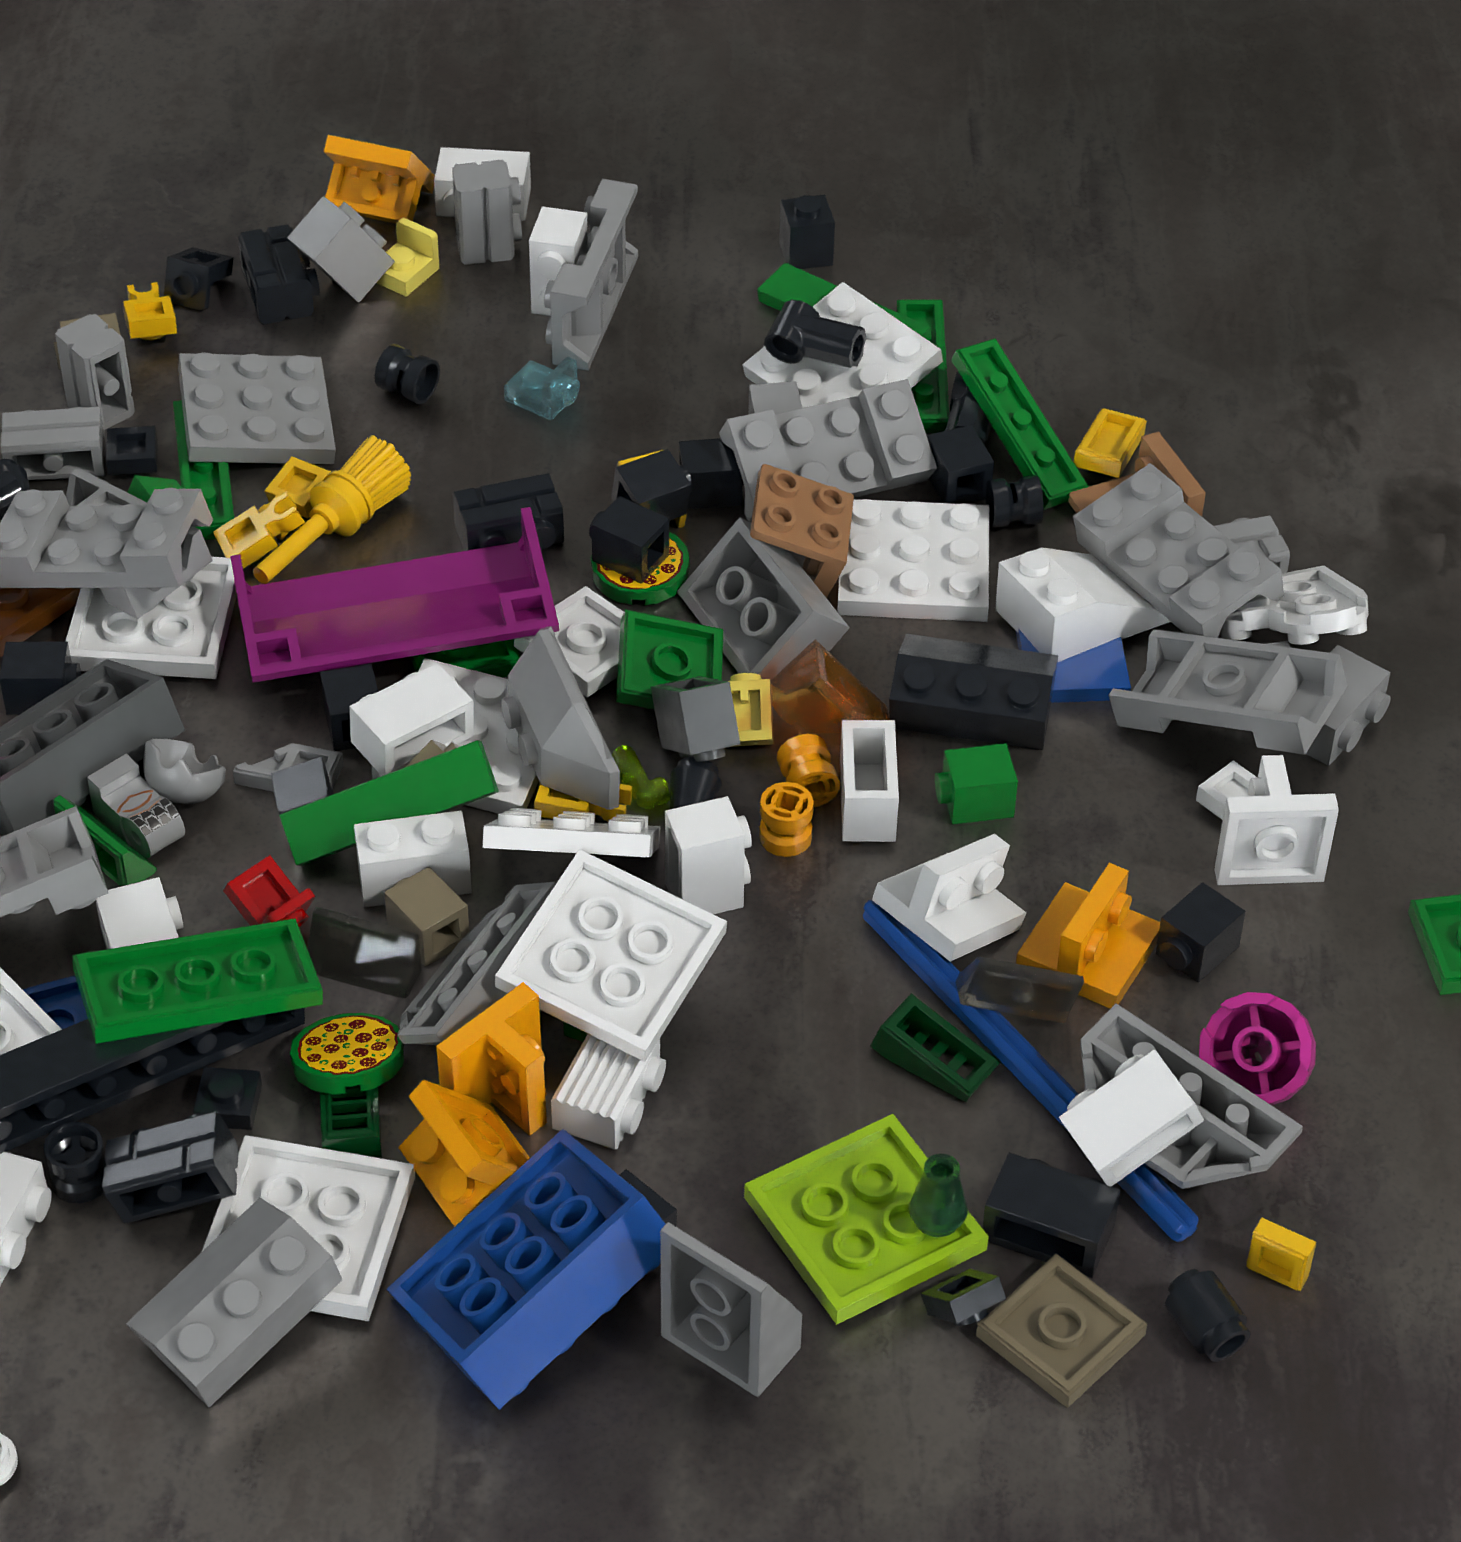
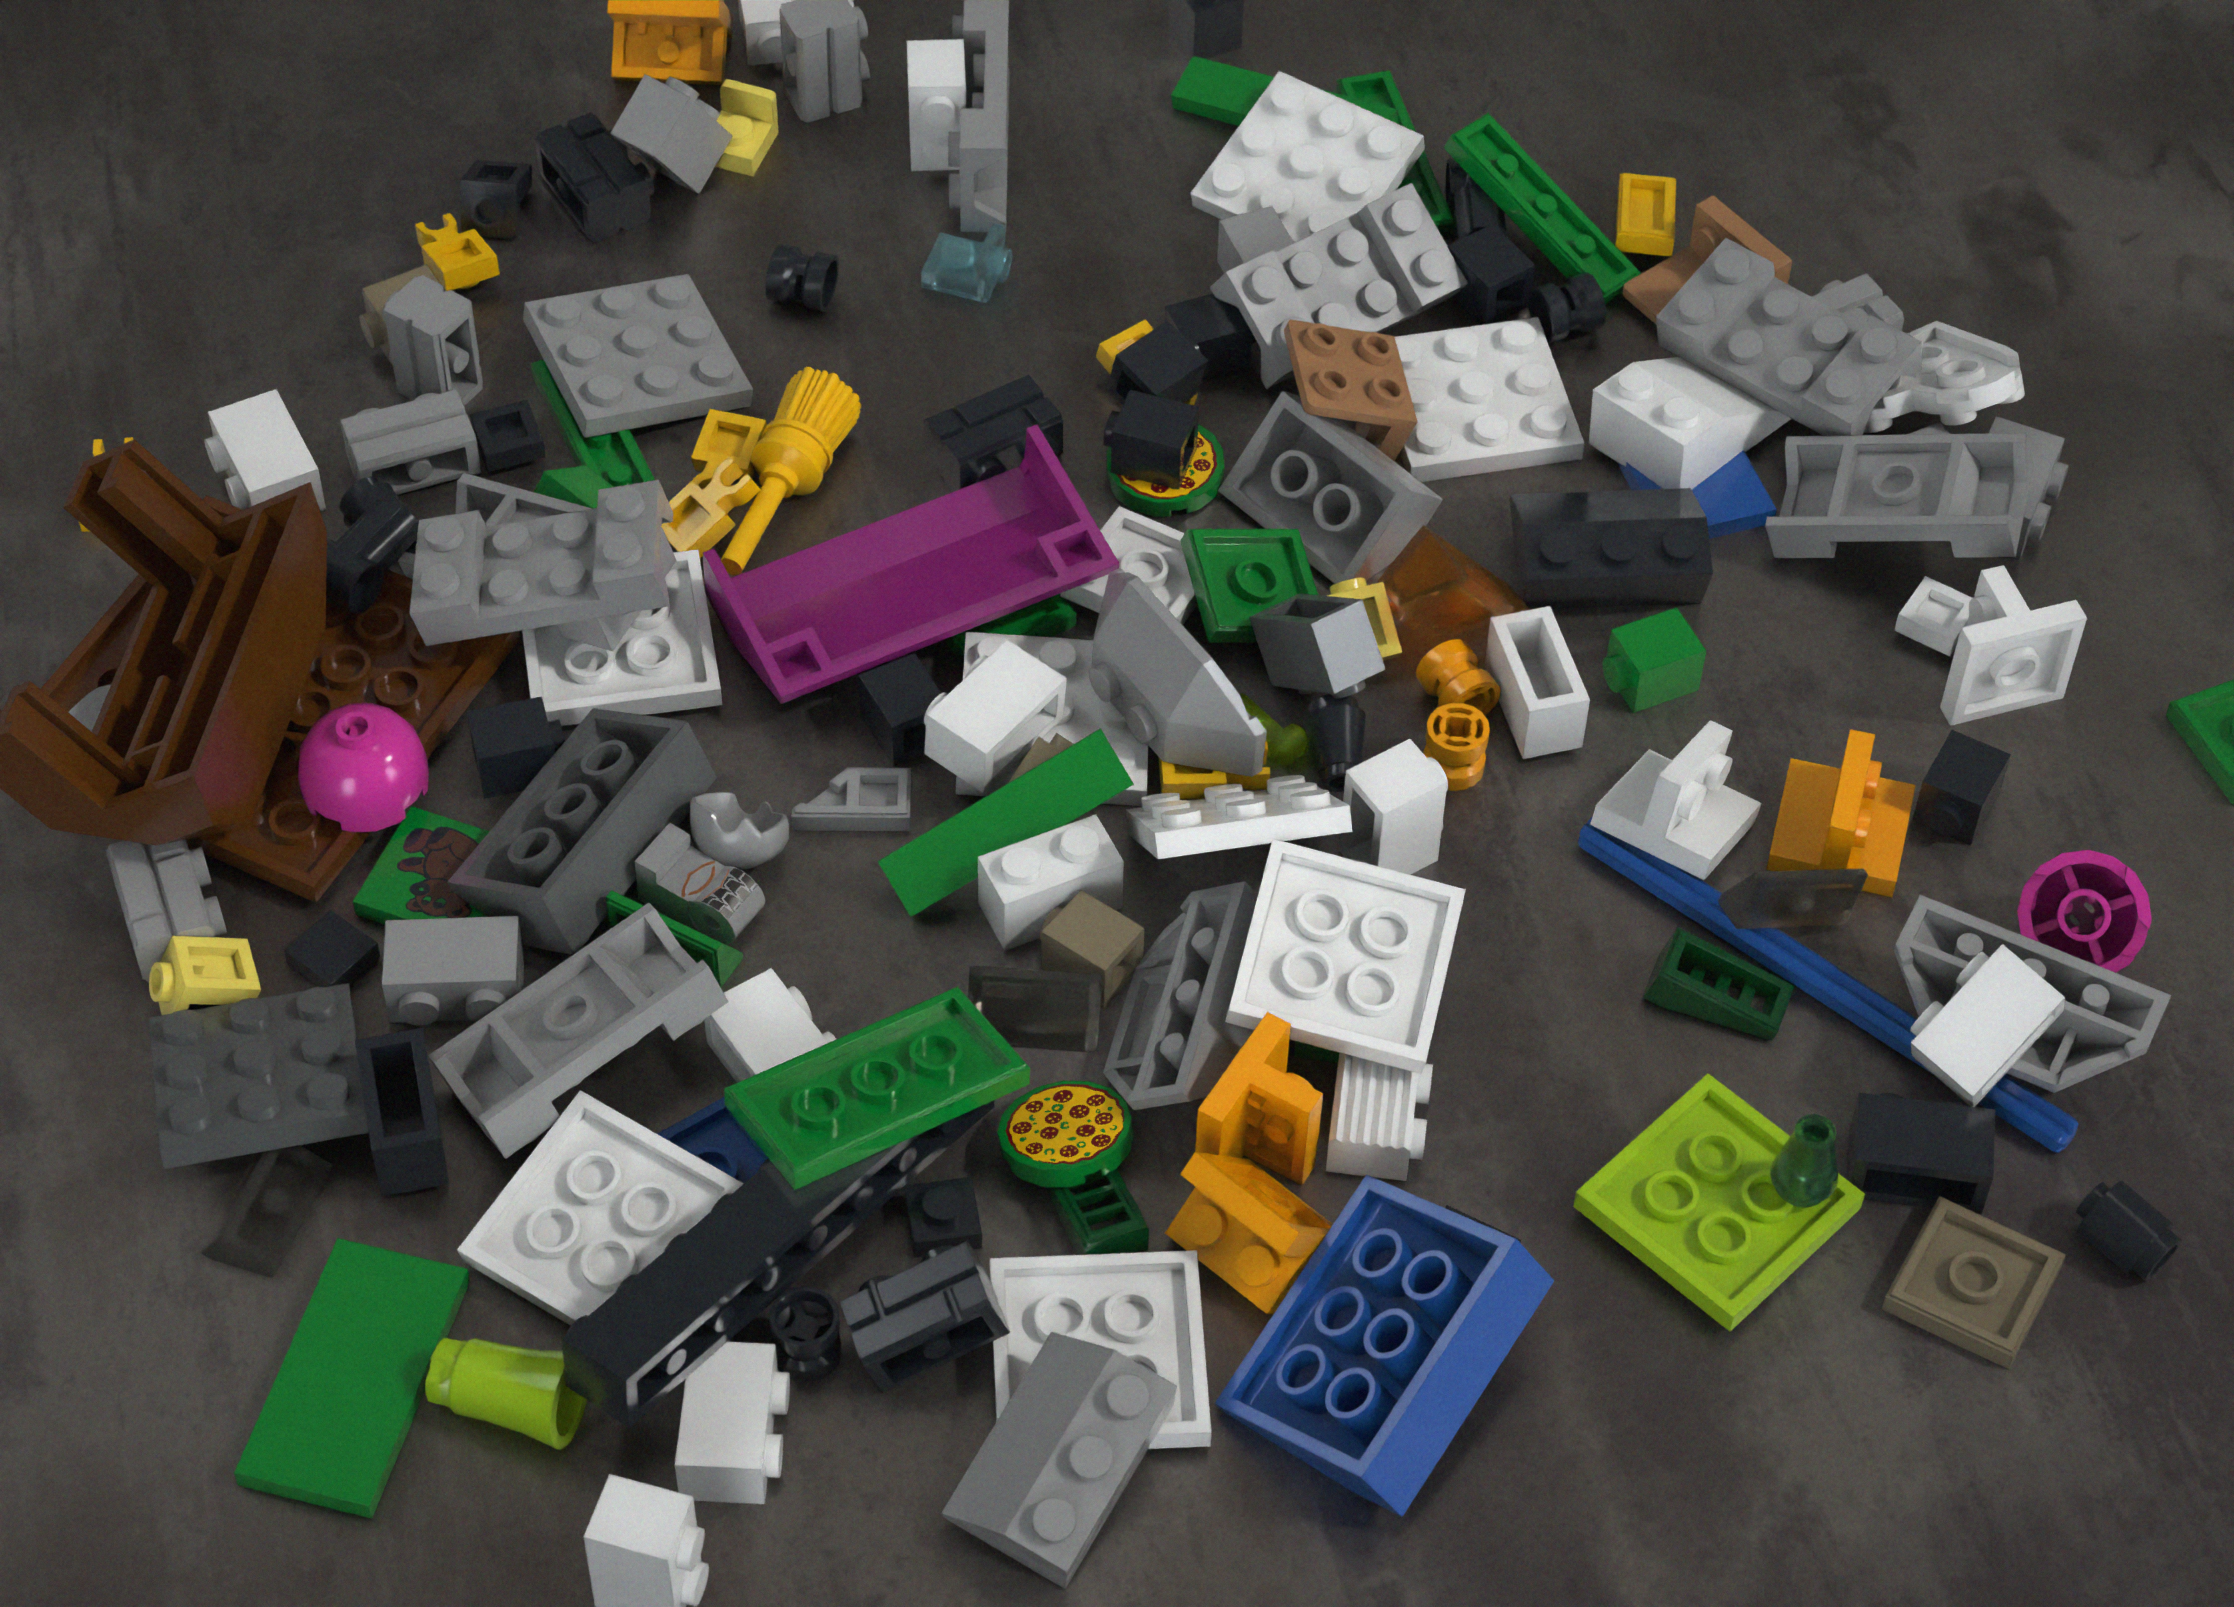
camera: 15 degrees left, 5 degrees up
(267, 895) = (901, 966): red bracket -> none
(301, 785) = (885, 821): slope -> none
(724, 1313) = (1621, 1350): light grey slope -> none
(803, 333) = (1262, 145): black piece -> none
(964, 1297) = (1861, 1268): plate -> none
(1280, 1254) = (2181, 1144): yellow tile -> none

